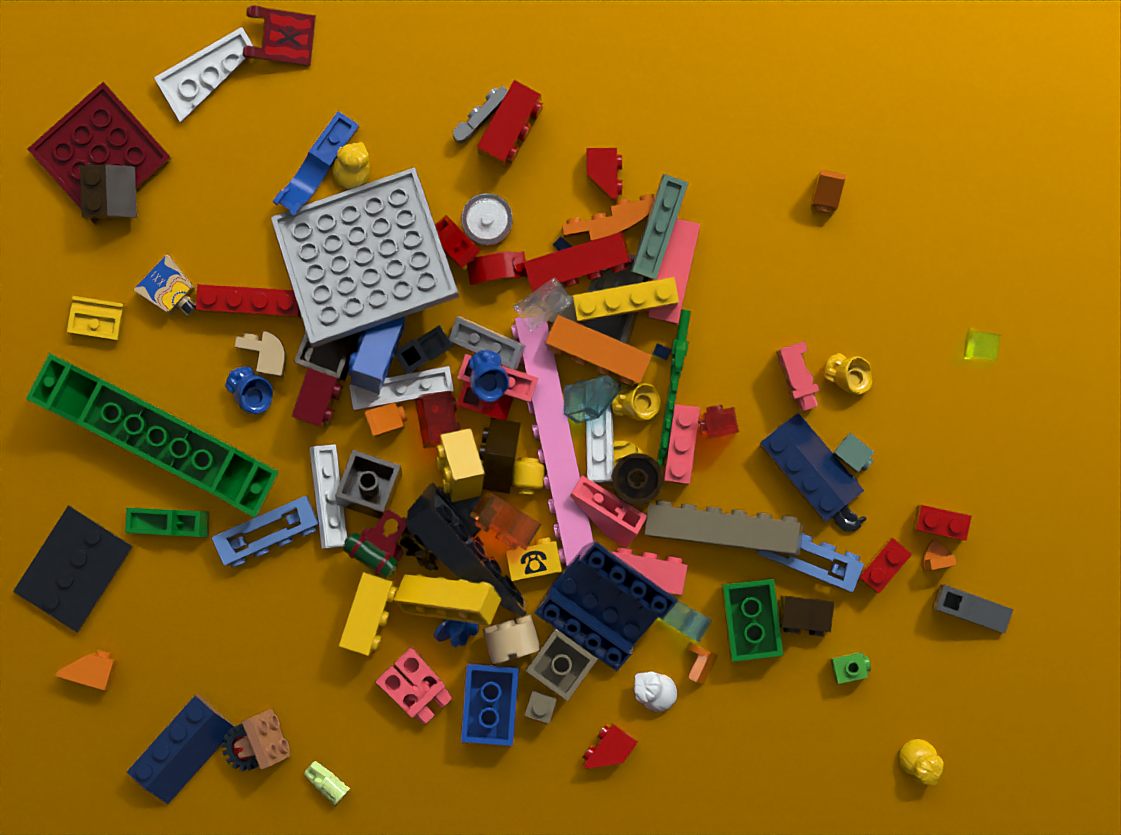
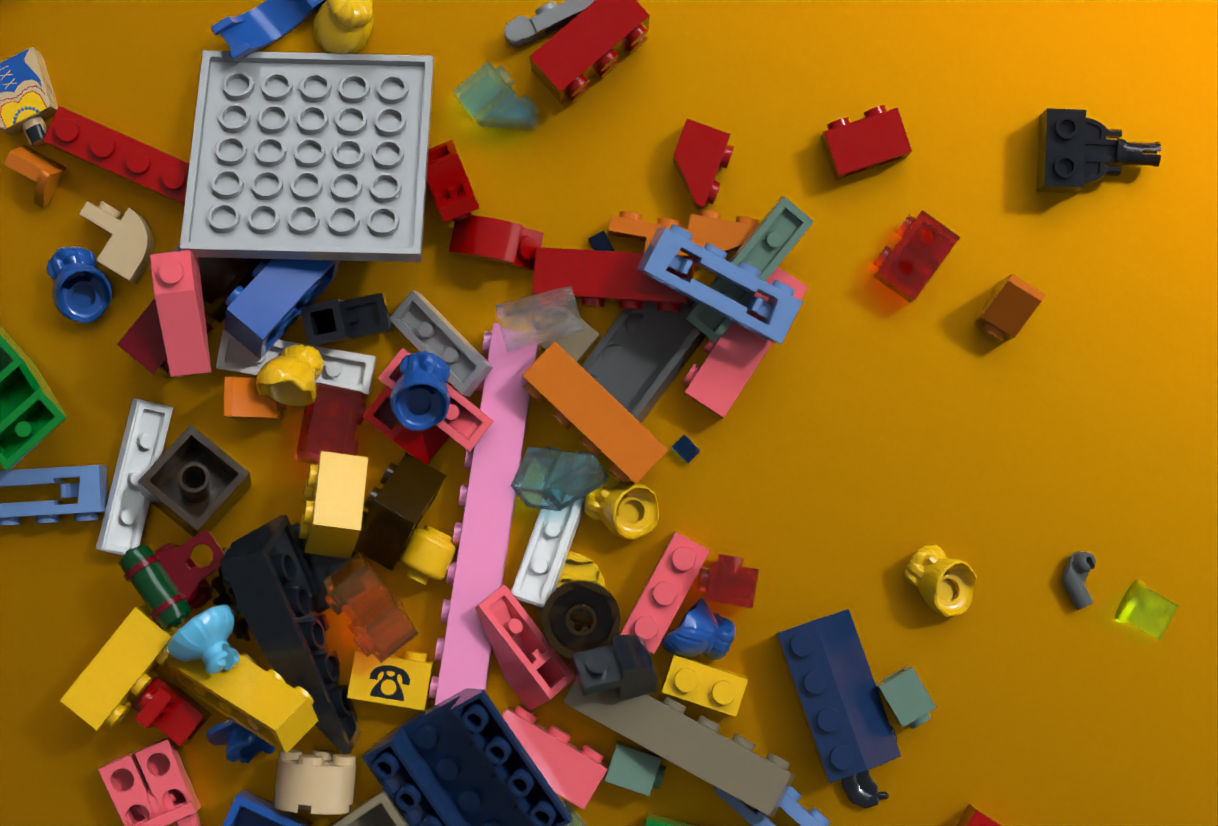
camera: 20 degrees right, 0 degrees up
(198, 328) = (37, 168): none -> orange tile
(325, 382) = (181, 312): none -> coral slope
(404, 396) = (291, 375): none -> yellow hair
(406, 630) = (170, 711): none -> red brick
(414, 575) = (206, 639): none -> medium azure hair
(463, 182) = (494, 103): none -> clear light blue slope
(487, 219) = (507, 168): clear piece -> none
(625, 299) = (661, 356): yellow brick -> none
(672, 497) = (620, 666): none -> black brick
(679, 350) = (710, 458): green bar -> none
(686, 247) = (776, 314): none -> medium blue brick
(702, 121) = (865, 142): none -> red brick
(704, 559) = (634, 768): none -> sand green brick
(713, 461) = (701, 633): none -> blue hair
(727, 491) = (704, 684): none -> yellow brick
(758, 179) = (915, 256): none -> clear red brick
(797, 376) = (867, 557): coral hips -> none
(834, 79) = (1076, 151): none -> black brick
(930, 340) = (1075, 575): none -> dark grey arm

